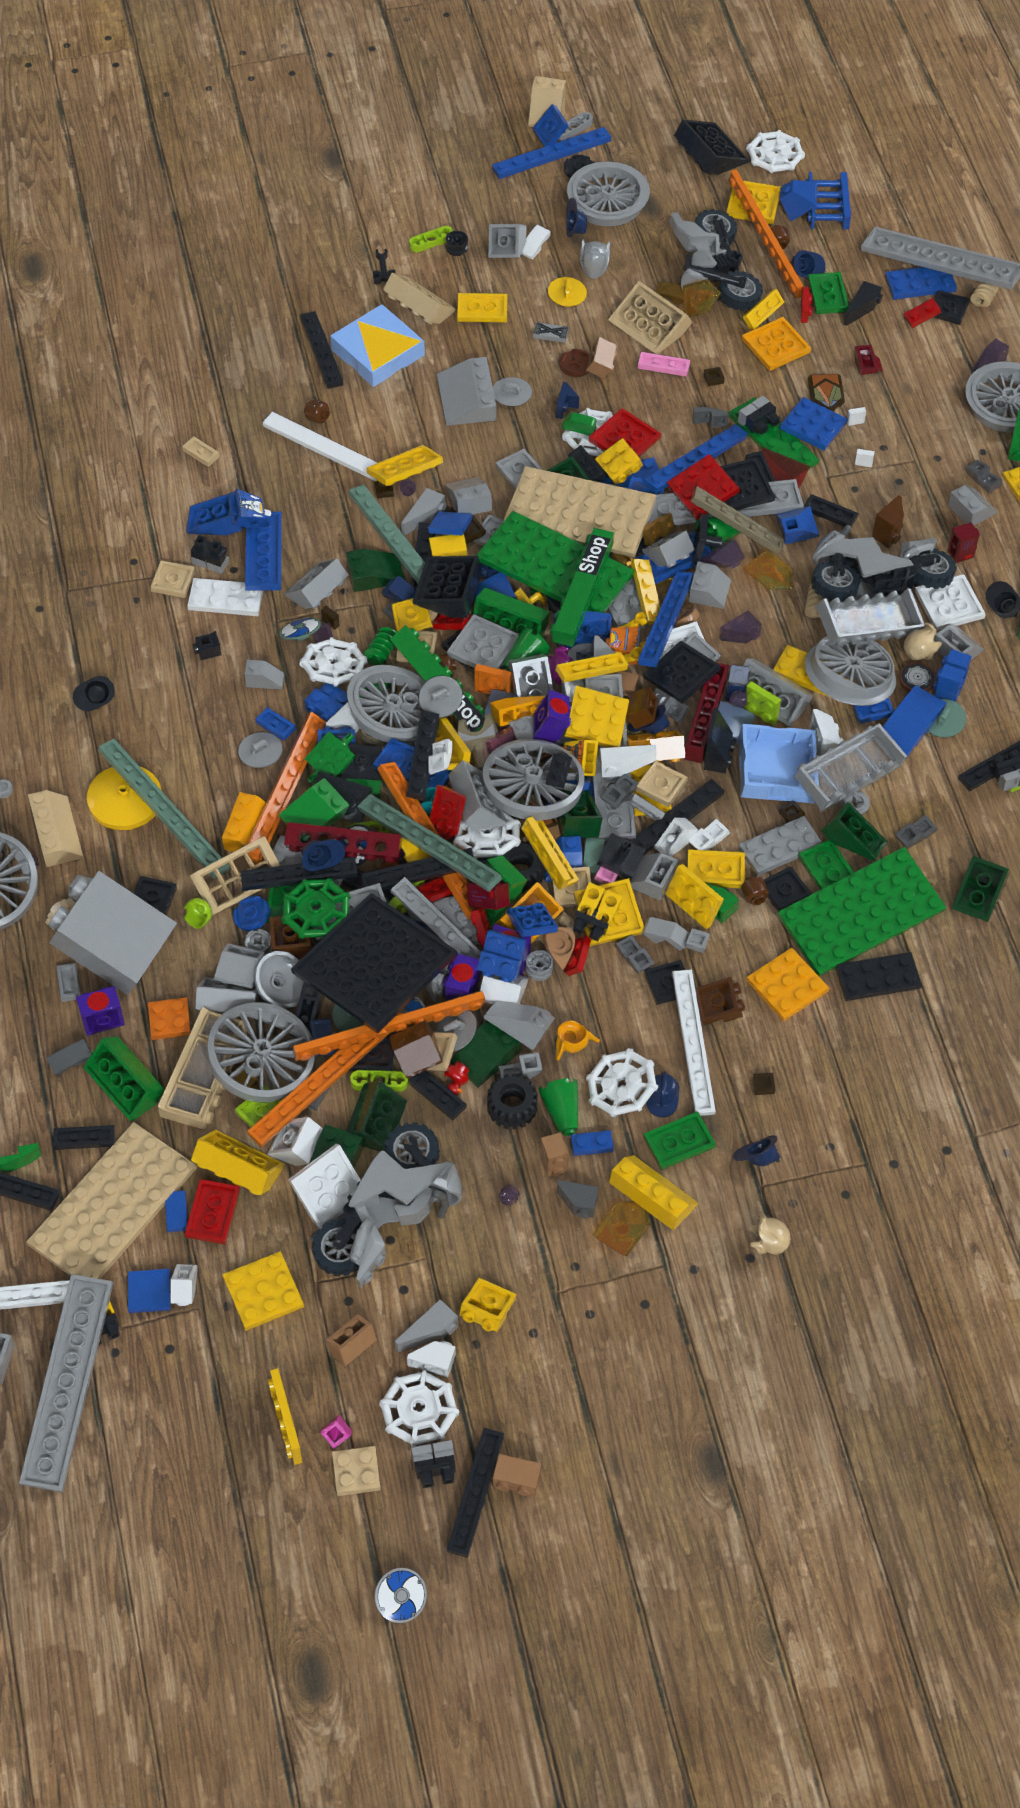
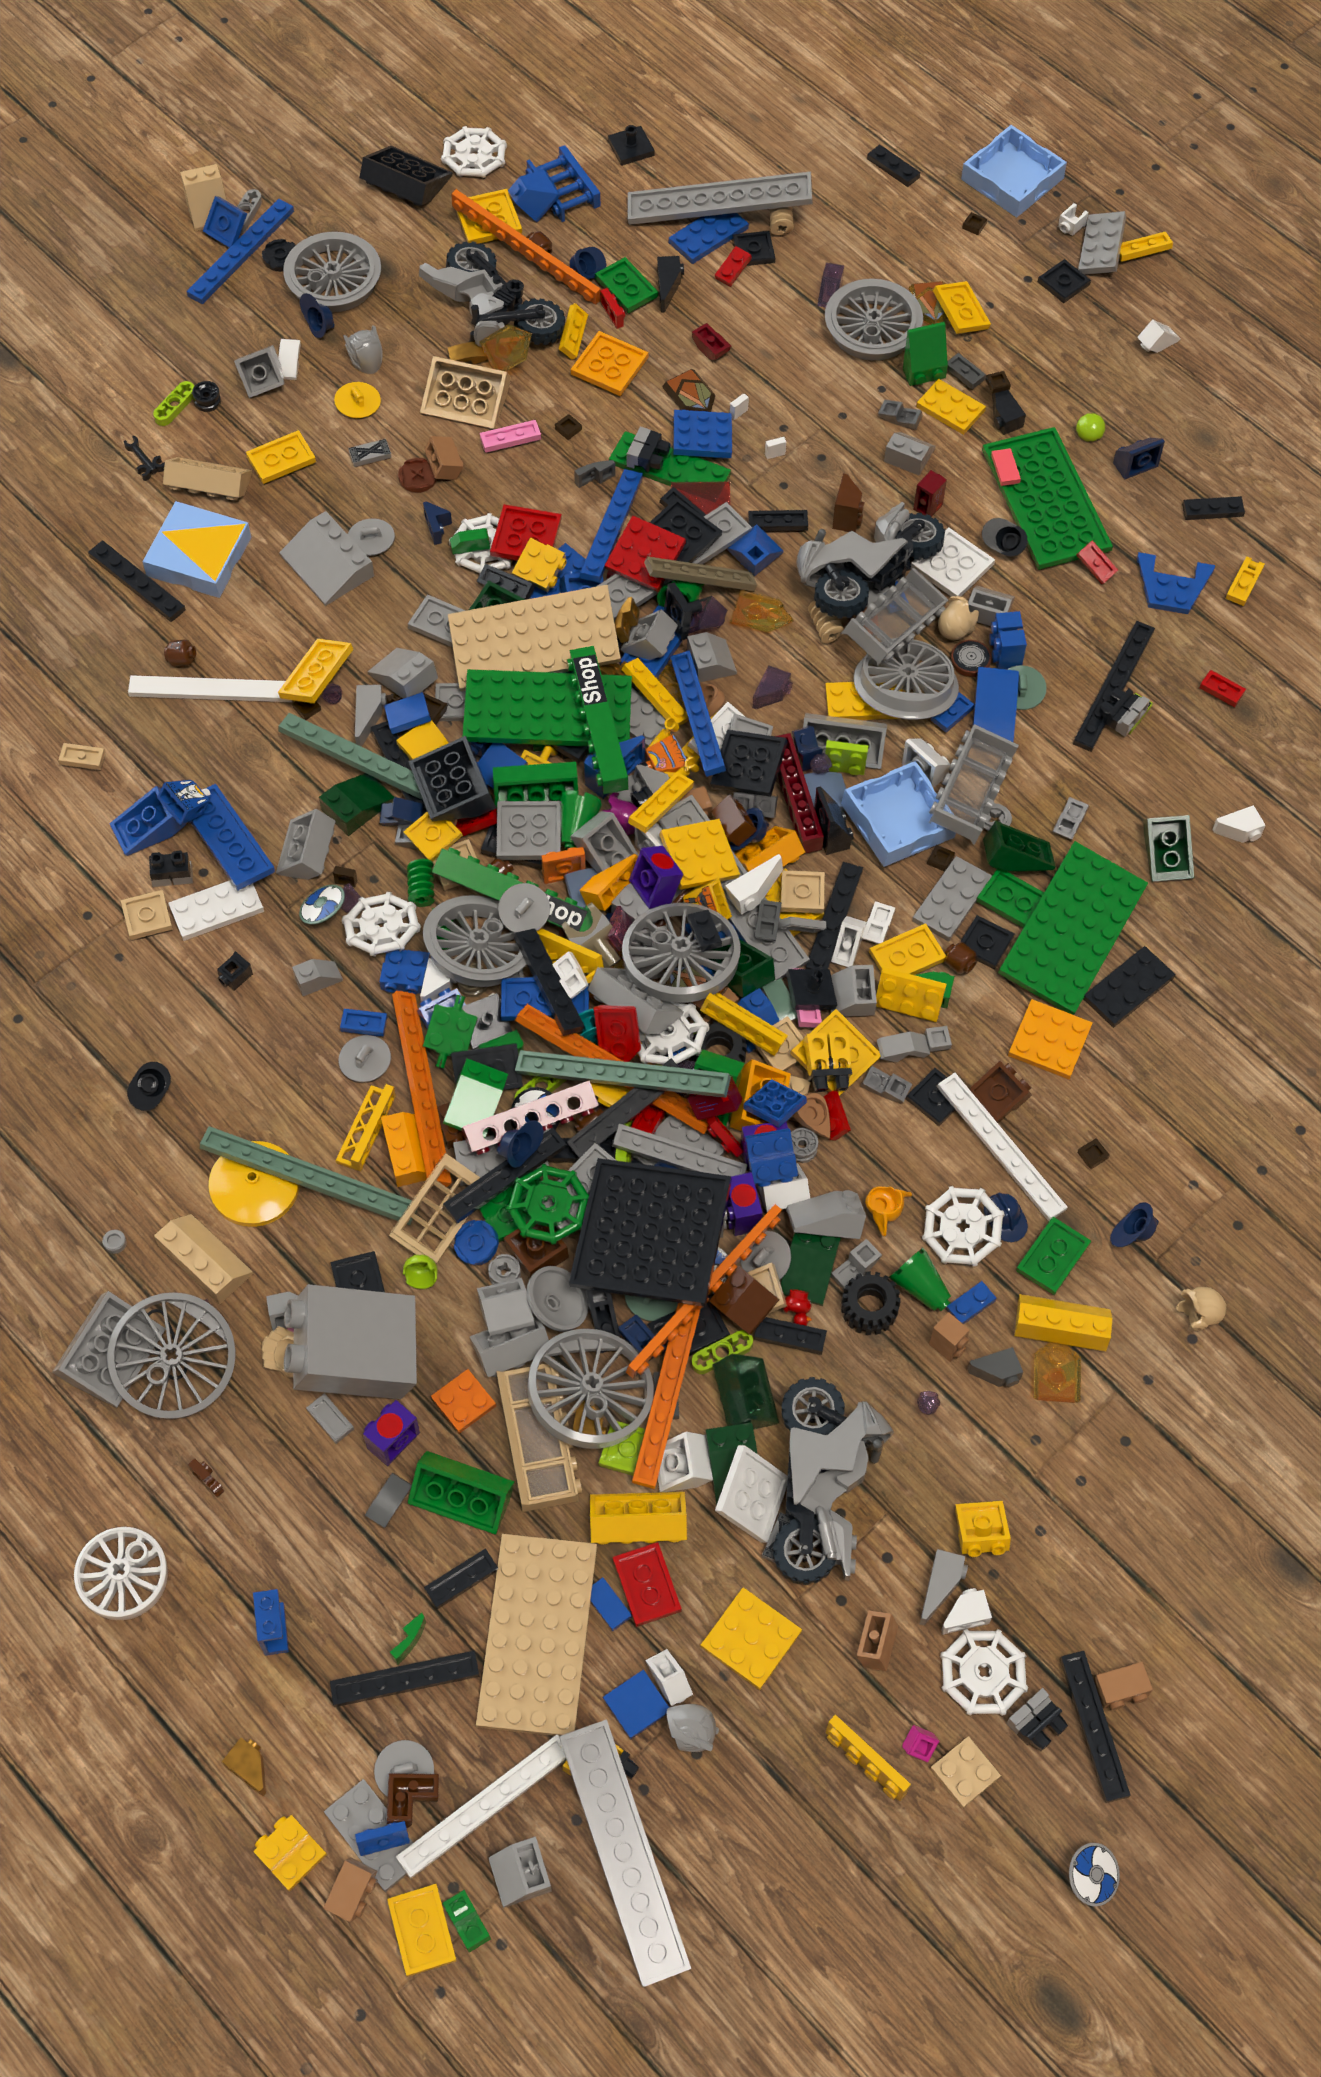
camera: 30 degrees left, 5 degrees up
(174, 1324) = (692, 1727): none -> light grey helmet
(225, 798) = (370, 1129): none -> yellow fence
(902, 193) = (631, 145): none -> black tile

